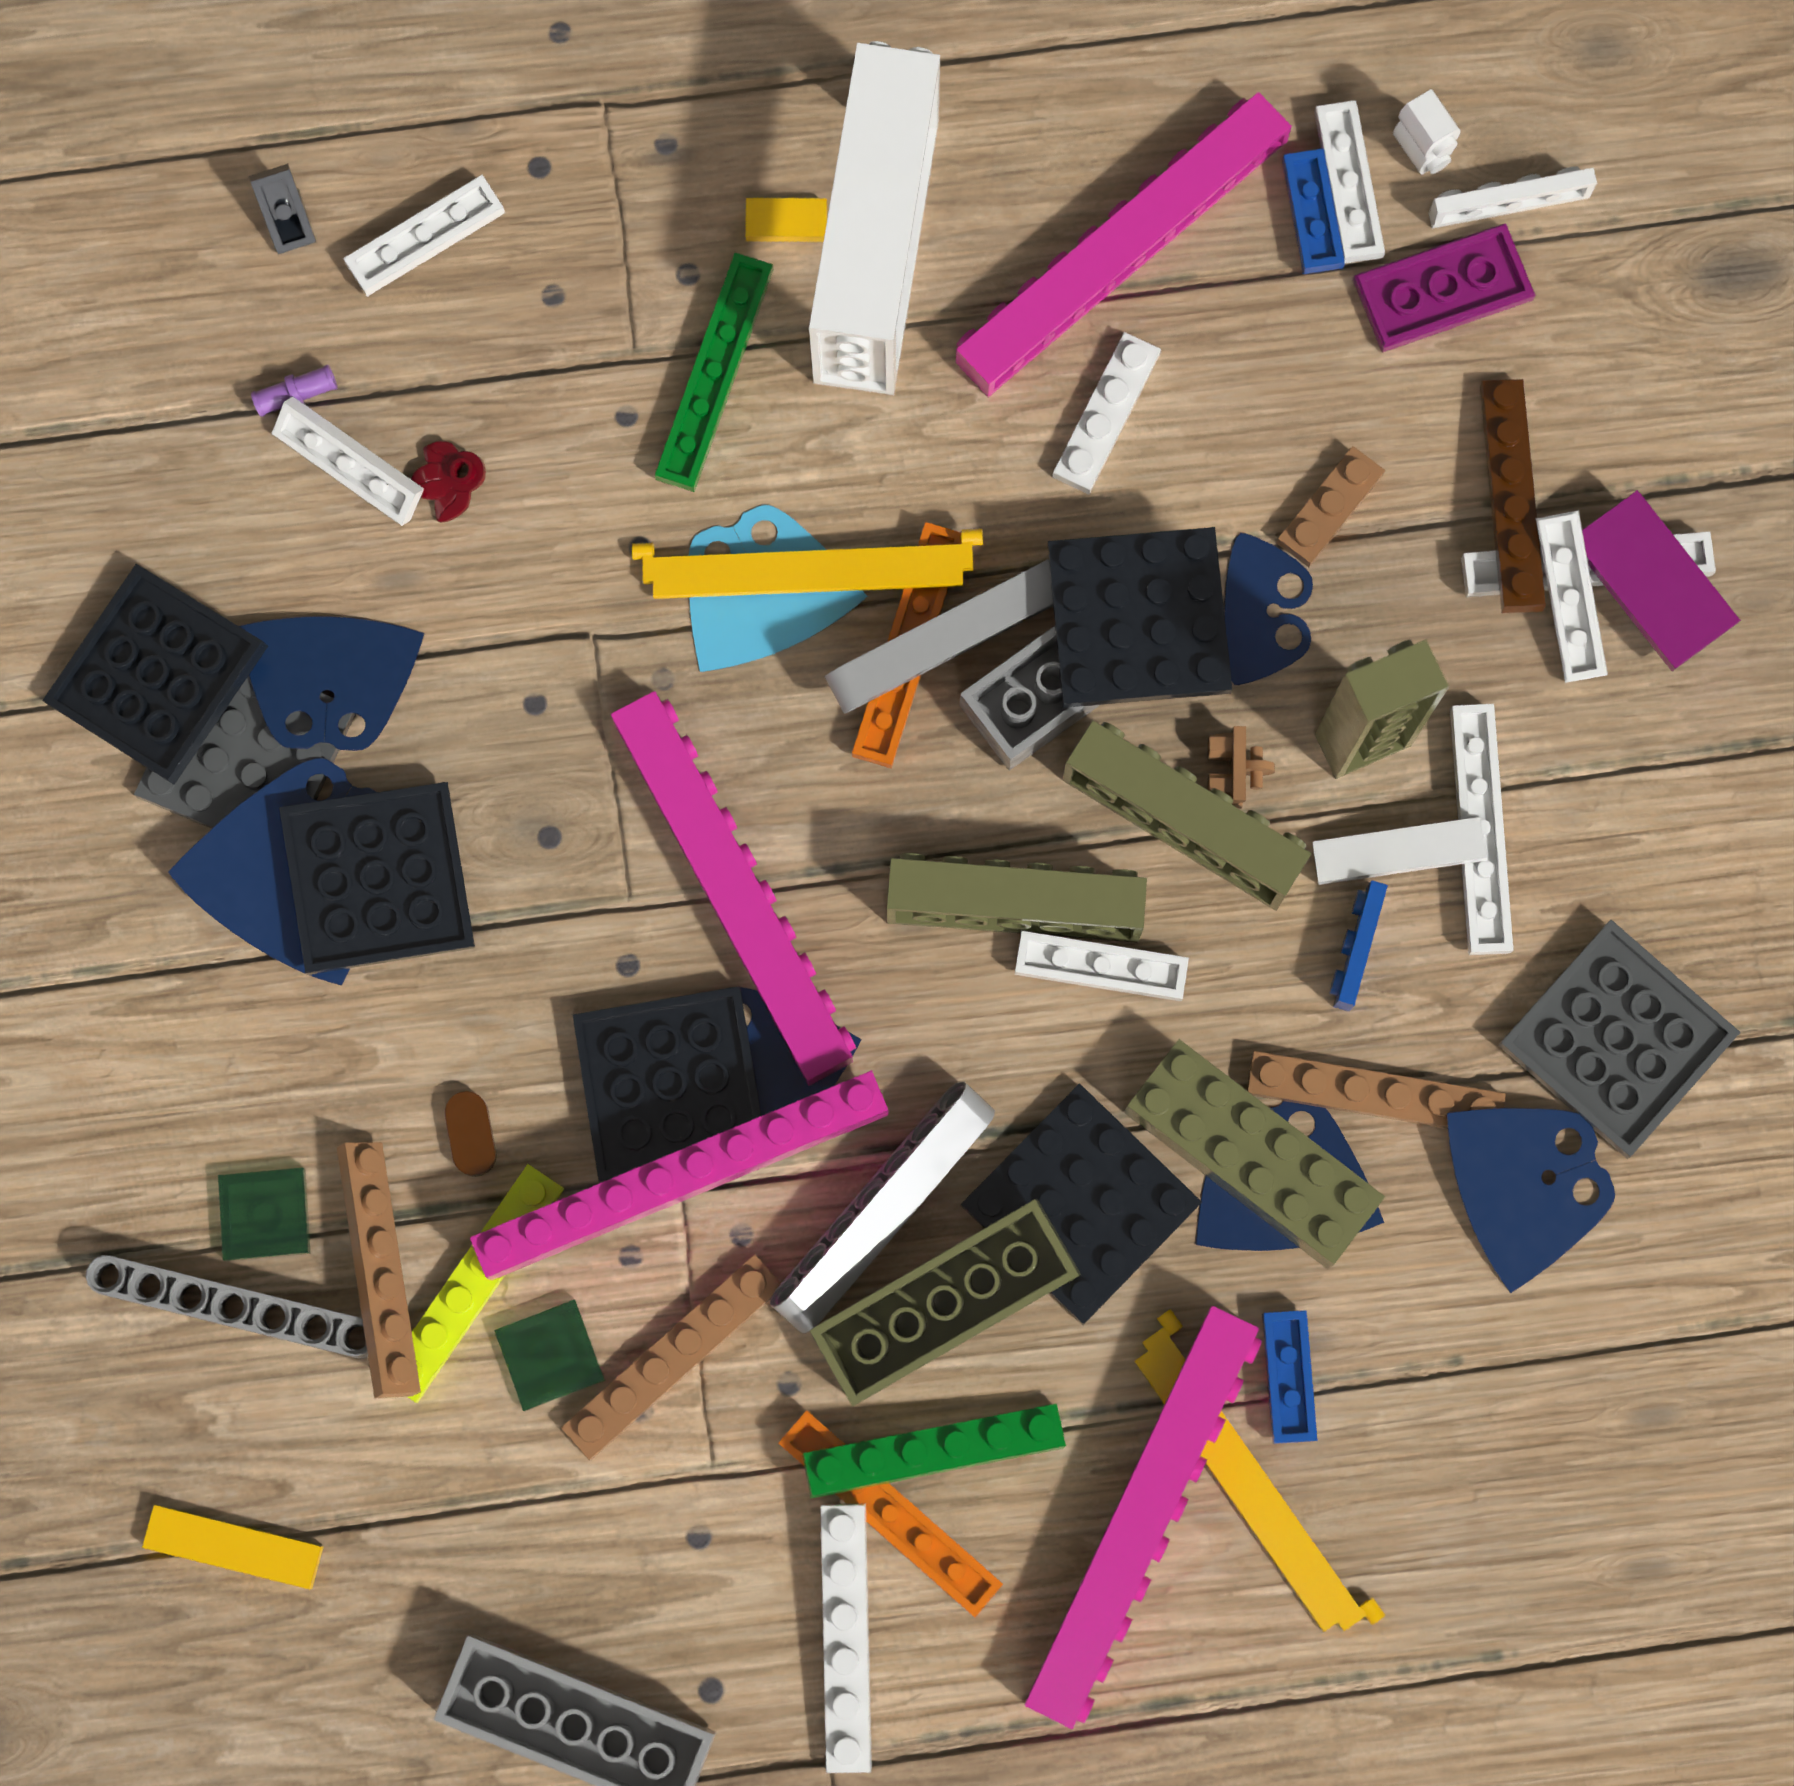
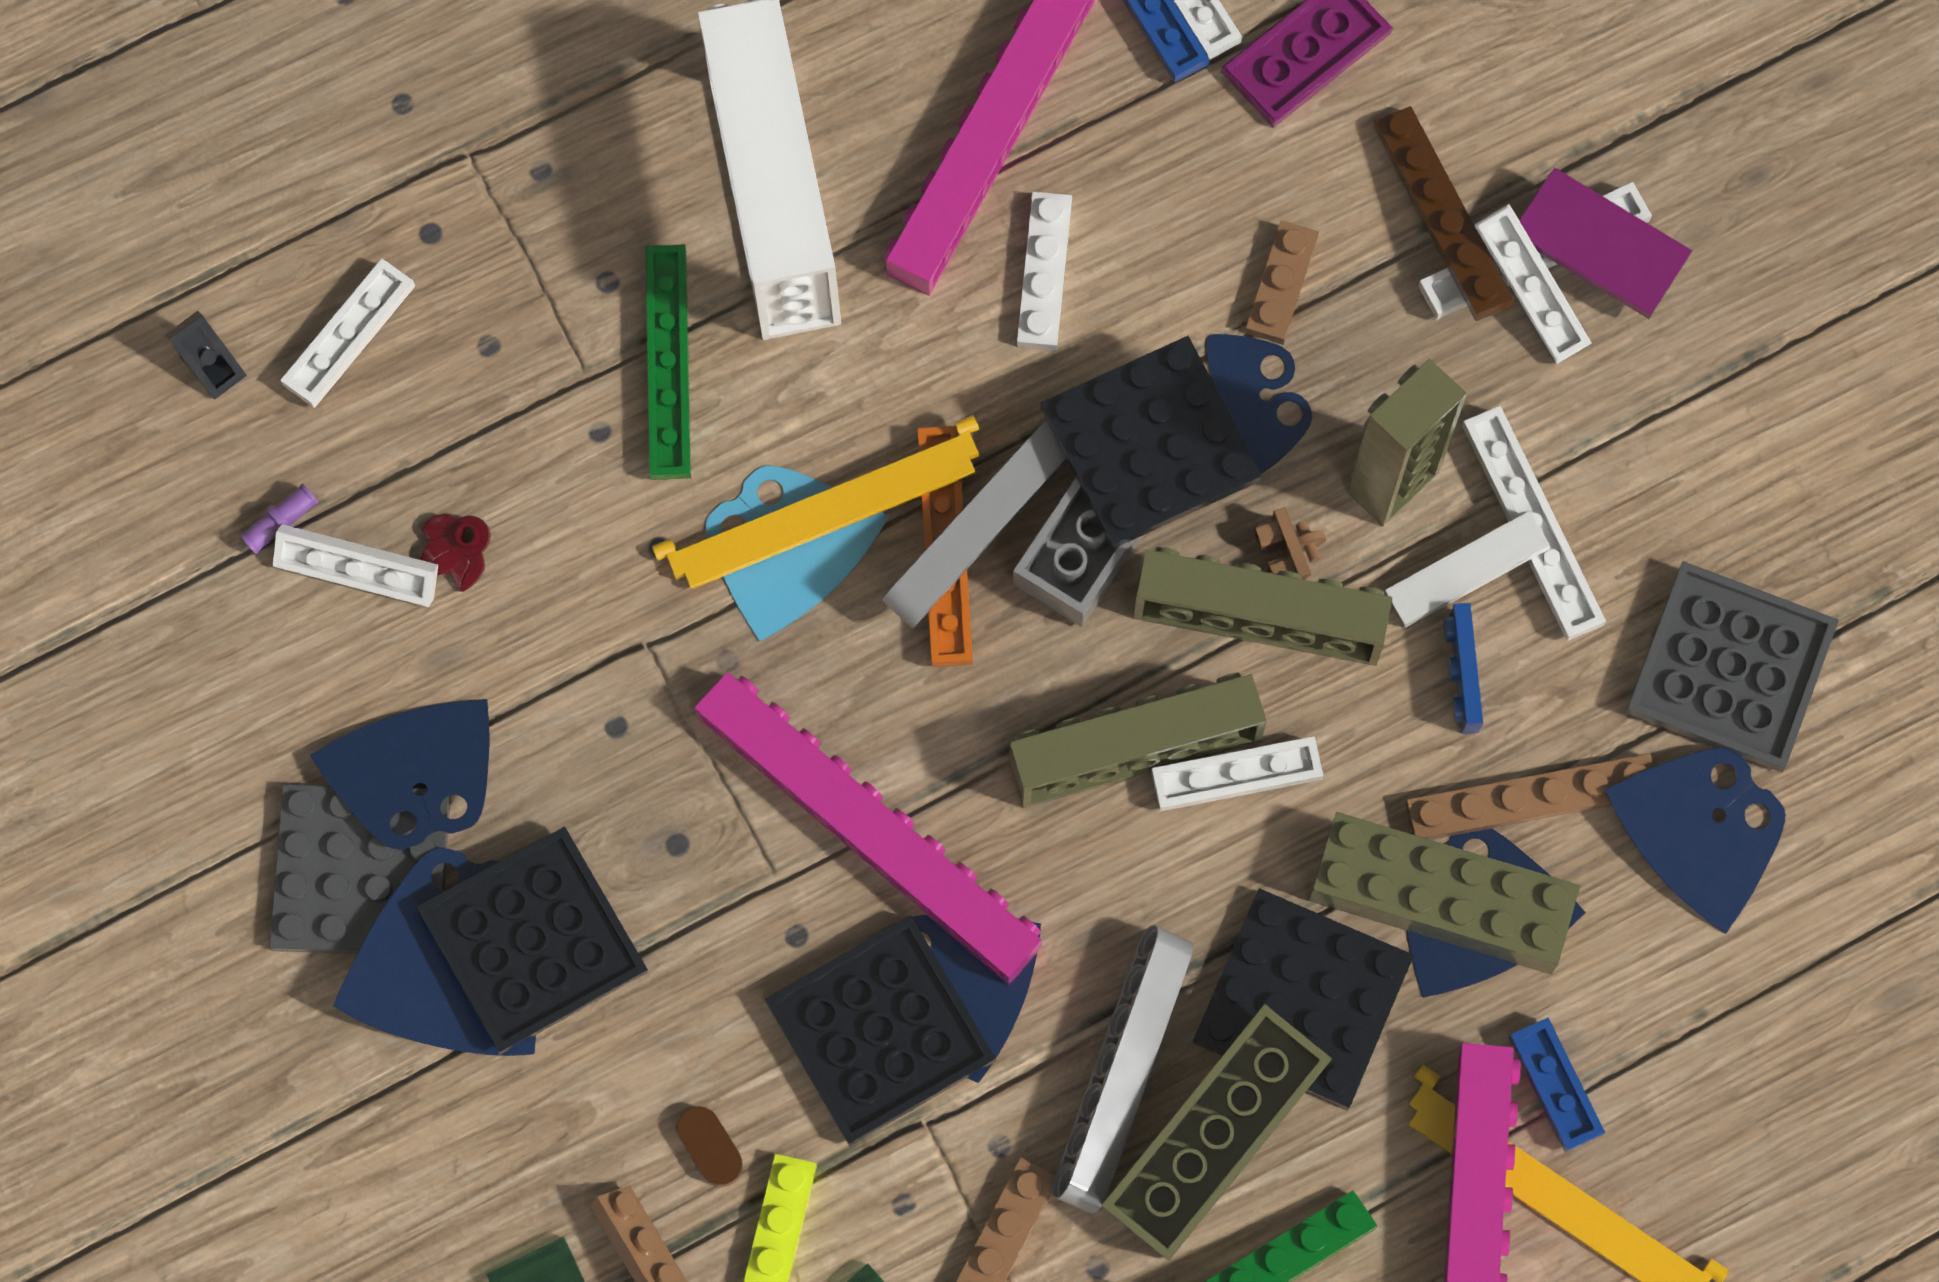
camera: 20 degrees left, 5 degrees down
(155, 673) = (249, 827): black plate -> none
(679, 1176) = (924, 1109): dark pink brick -> none
(786, 219) = (680, 200): yellow tile -> none

